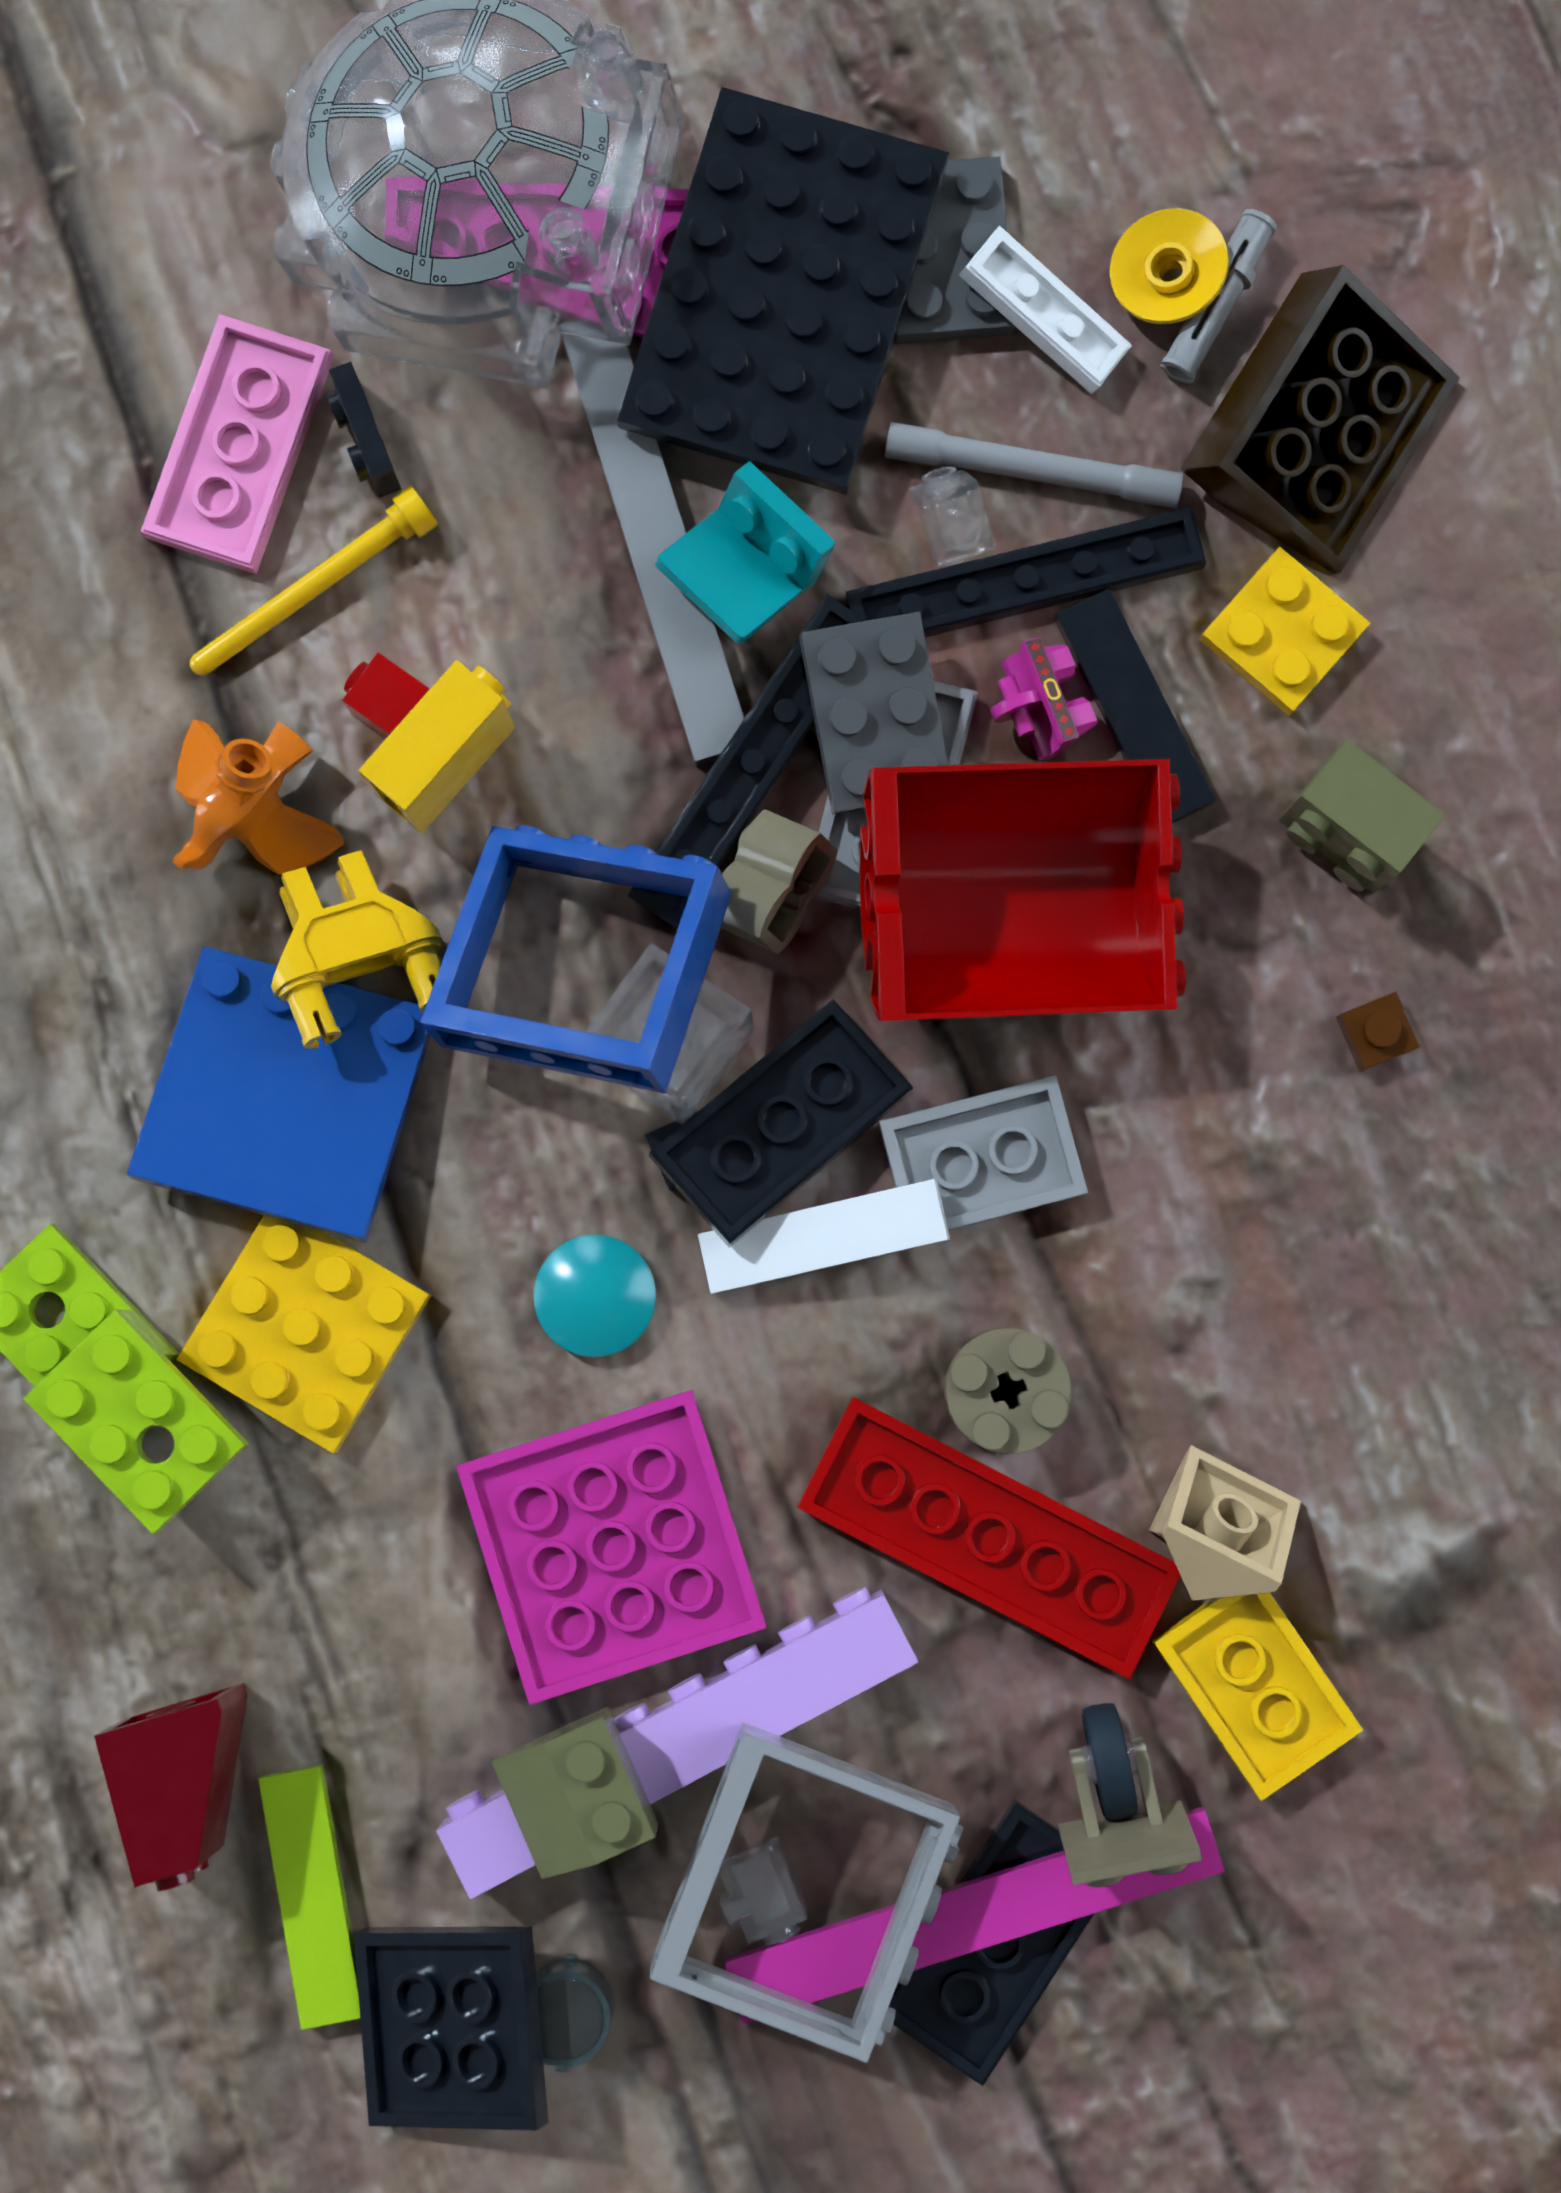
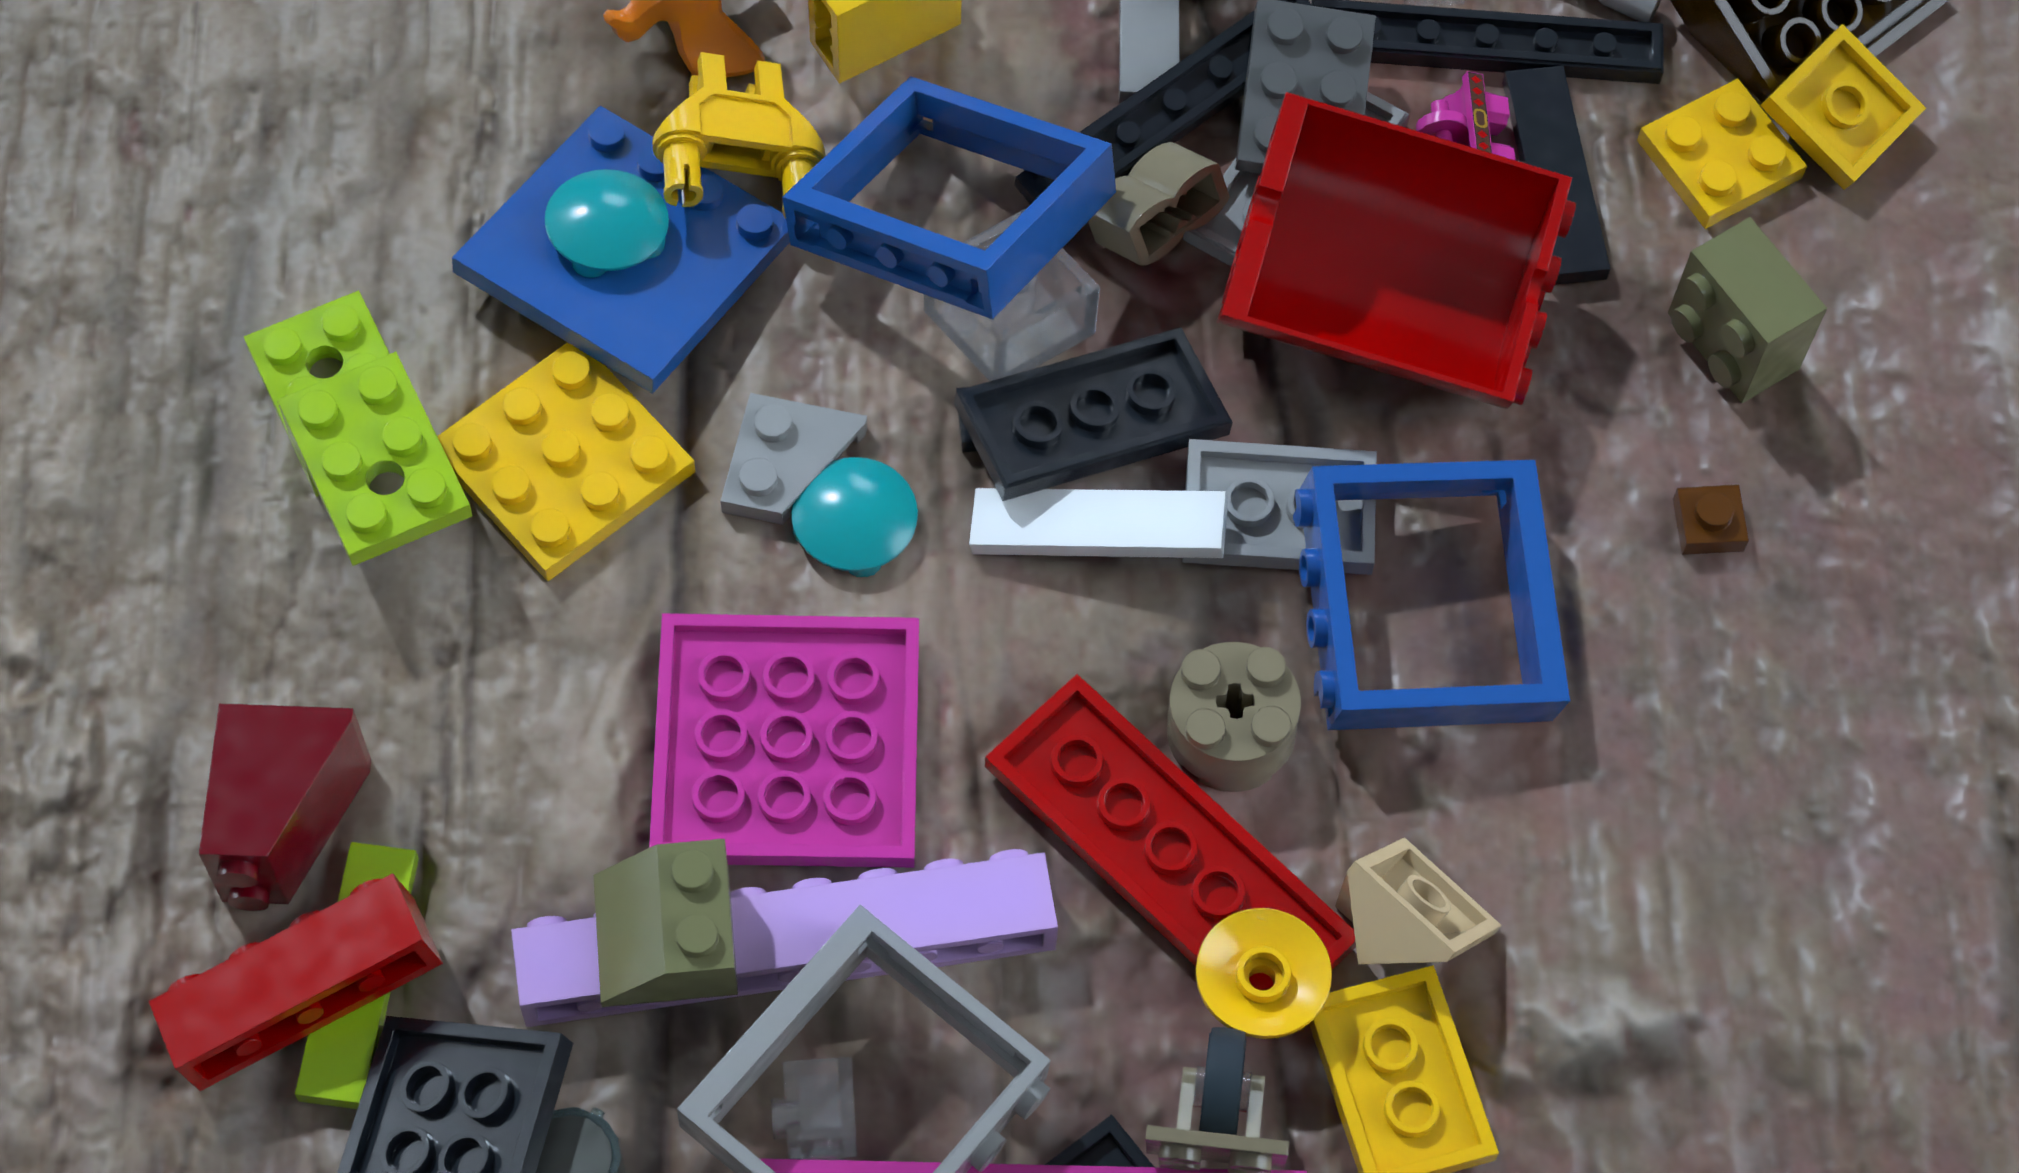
camera: 15 degrees right, 20 degrees down
(258, 1086) = (606, 221): none -> teal dish
(263, 1941) = (294, 982): none -> red brick
(507, 1255) = (782, 452): none -> light grey wing
(1138, 1671) = (1267, 944): none -> yellow dish
(1239, 1177) = (1530, 582): none -> blue window
(1389, 549) = (1843, 107): none -> yellow plate

